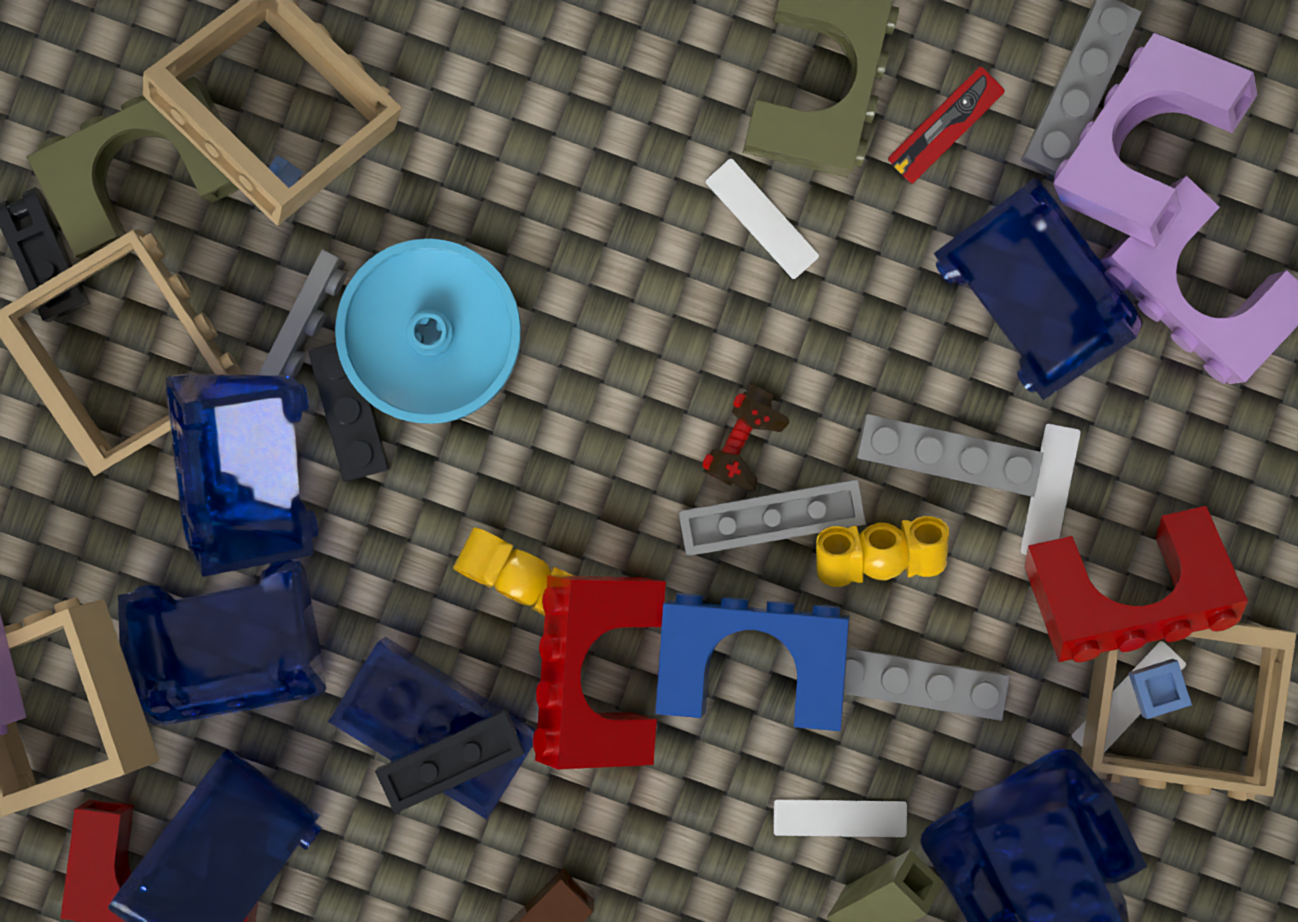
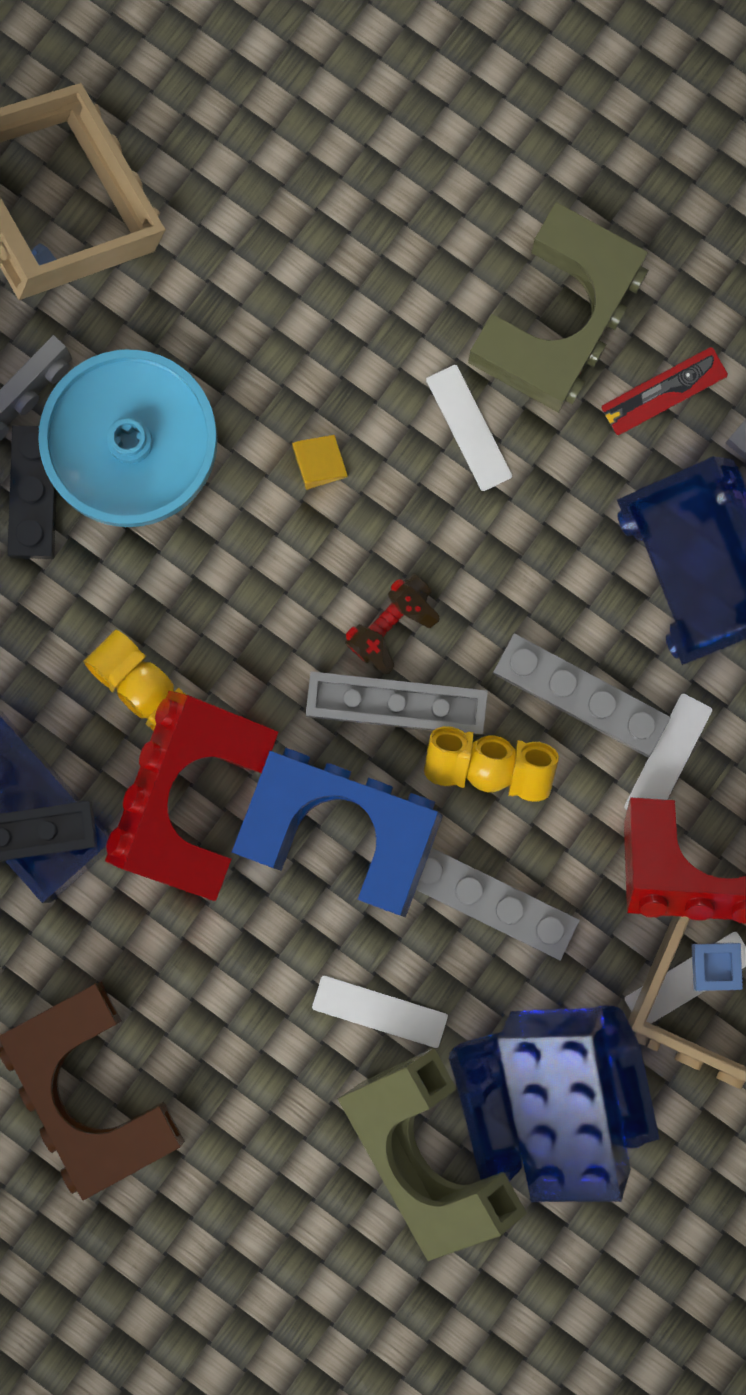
camera: 15 degrees right, 5 degrees down
(624, 296) = (319, 461): none -> yellow slope

